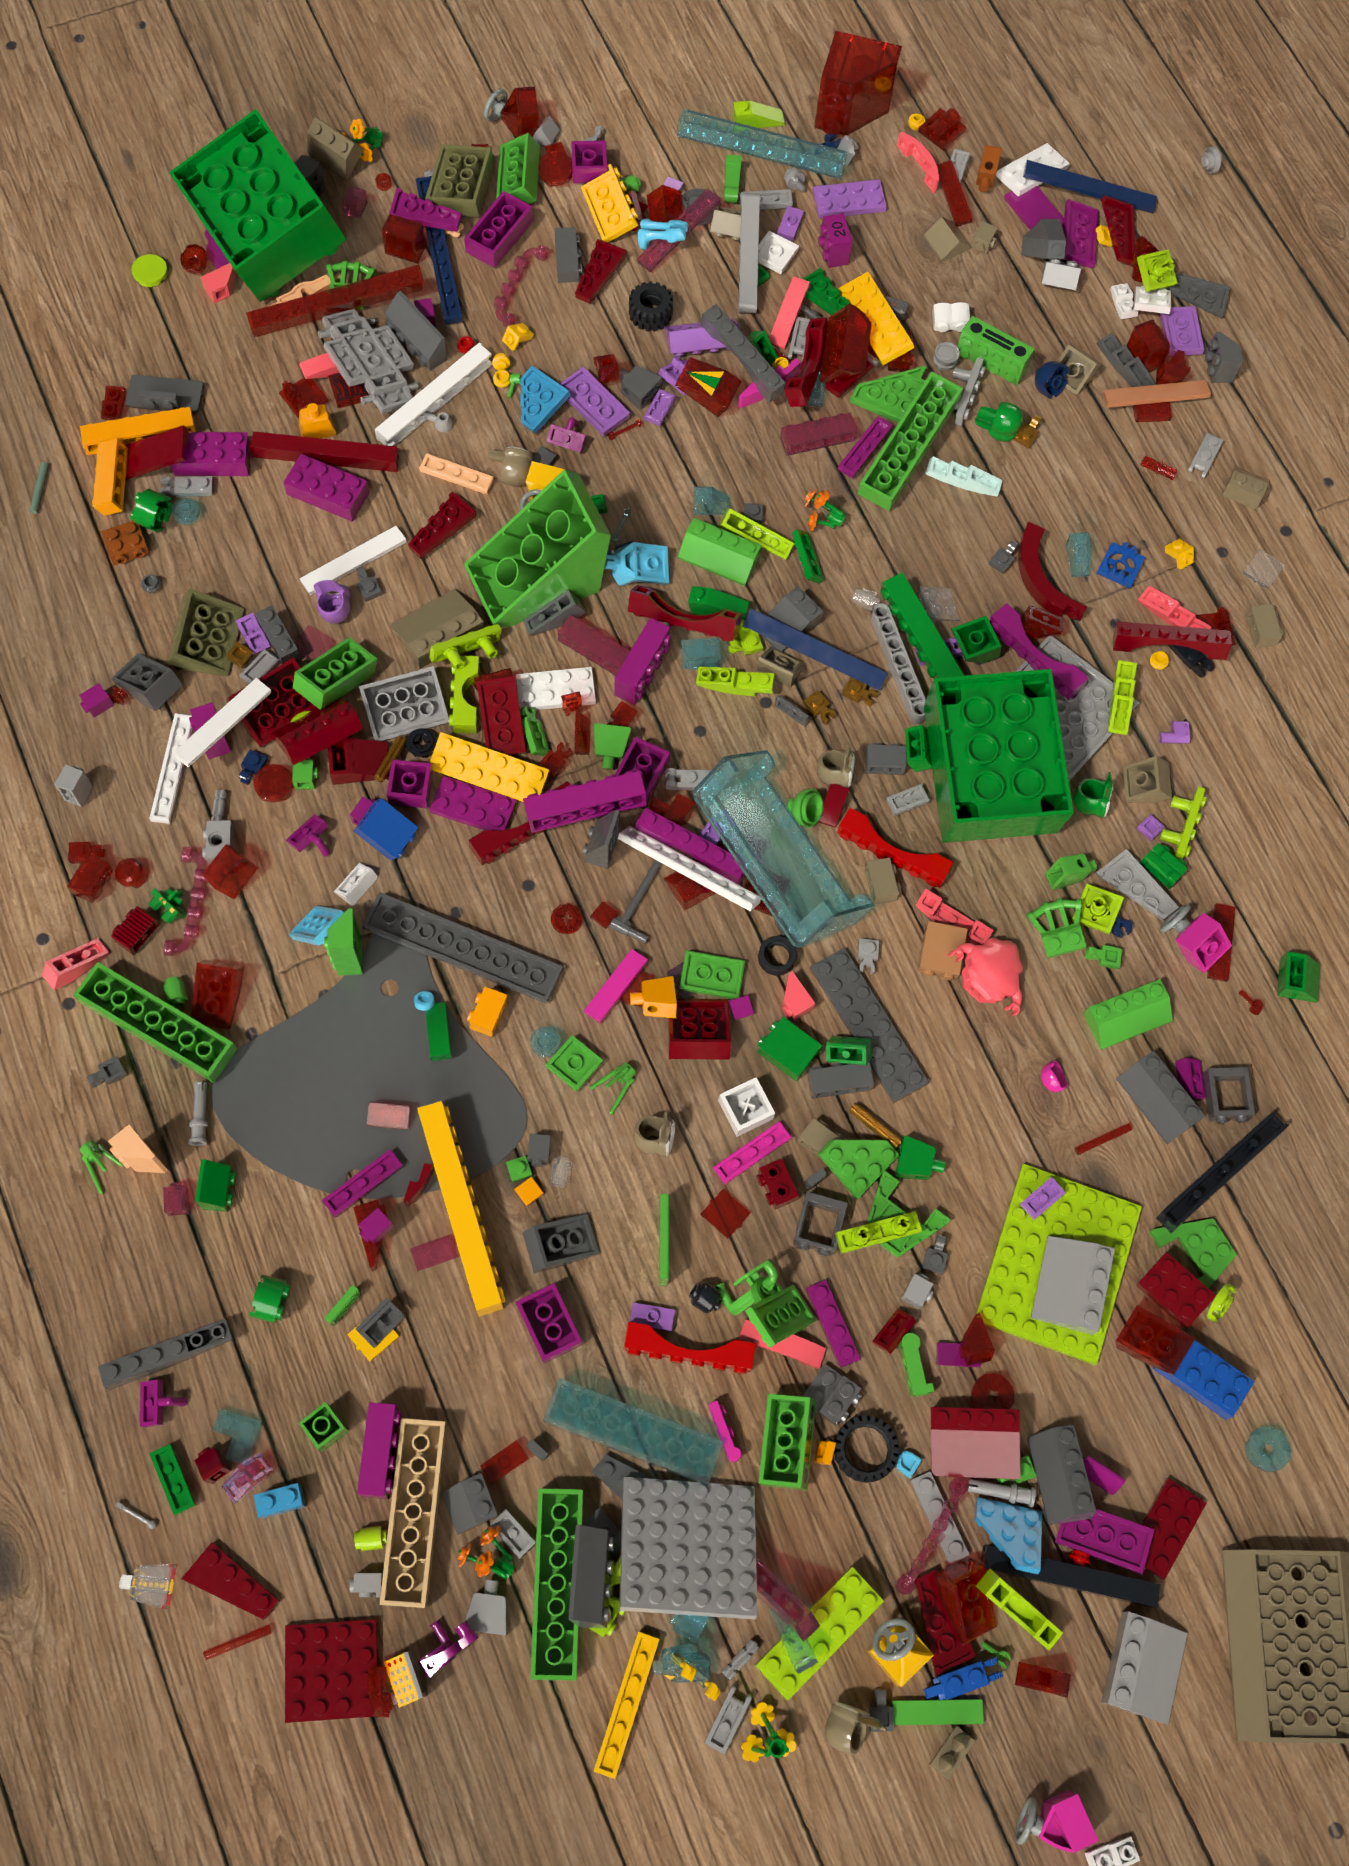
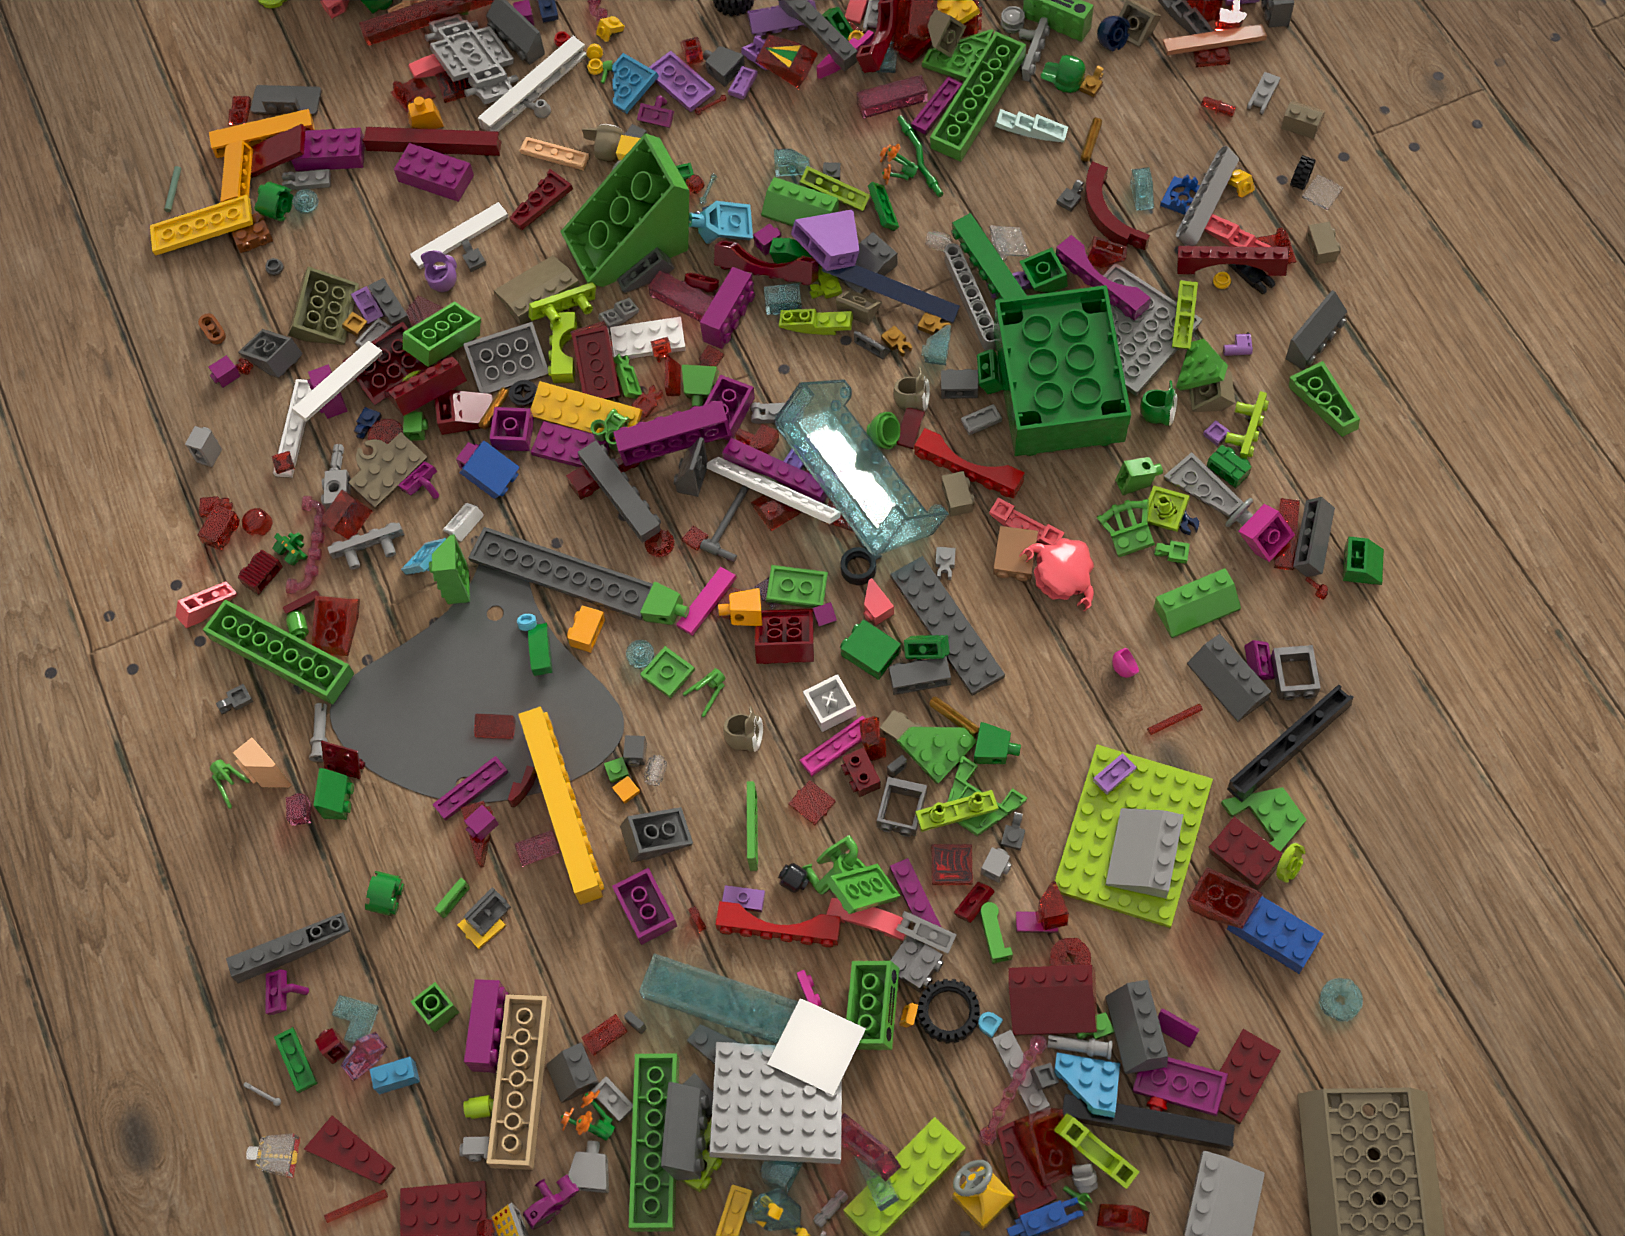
camera: 10 degrees right, 5 degrees down
(71, 532) = (201, 225): none -> yellow plate
(82, 652) = (212, 330): none -> dark orange plate
(160, 807) = (283, 462): none -> clear red tile
(180, 966) = (300, 602): none -> dark red tile
(224, 1147) = (341, 760): none -> dark red hinge
(242, 902) = (367, 540): none -> light grey plate
(272, 820) = (385, 468): none -> dark tan plate
(520, 788) = (612, 423): none -> bright green piece
(526, 659) = (619, 314): none -> light grey slope
(526, 861) = (619, 491): none -> dark grey brick
(571, 989) = (663, 605): none -> bright green torso
(602, 1336) = (695, 915): none -> clear red tile
(609, 517) = (695, 184): none -> clear red piece
(609, 627) = (696, 280): none -> dark red plate
(682, 585) = (764, 238): none -> magenta brick
(730, 1487) = (816, 1046): none -> white sticker
(753, 592) = (829, 238): none -> medium lavender slope
(789, 1147) = (870, 733): none -> clear red slope
(845, 1364) = (927, 932): none -> light grey plate
(858, 531) = (931, 180): none -> green bar
(863, 717) = (937, 347): none -> clear light blue slope
(871, 1288) = (952, 864): none -> clear red tile
(878, 368) = (945, 32): none -> dark tan slope
(965, 1524) = (1044, 1076): none -> dark grey plate
(1005, 1635) = (1084, 1178): none -> light grey piece
(1026, 495) = (1091, 139): none -> pearl gold axle
(1138, 755) = (1201, 366): none -> bright green plate
(1146, 568) = (1207, 196): none -> light grey beam
(1246, 547) = (1302, 172): none -> black tyre
(1250, 948) = (1314, 537): none -> dark grey brick
(1258, 722) = (1317, 331): none -> dark grey slope
(1265, 797) = (1325, 397): none -> bright green wedge

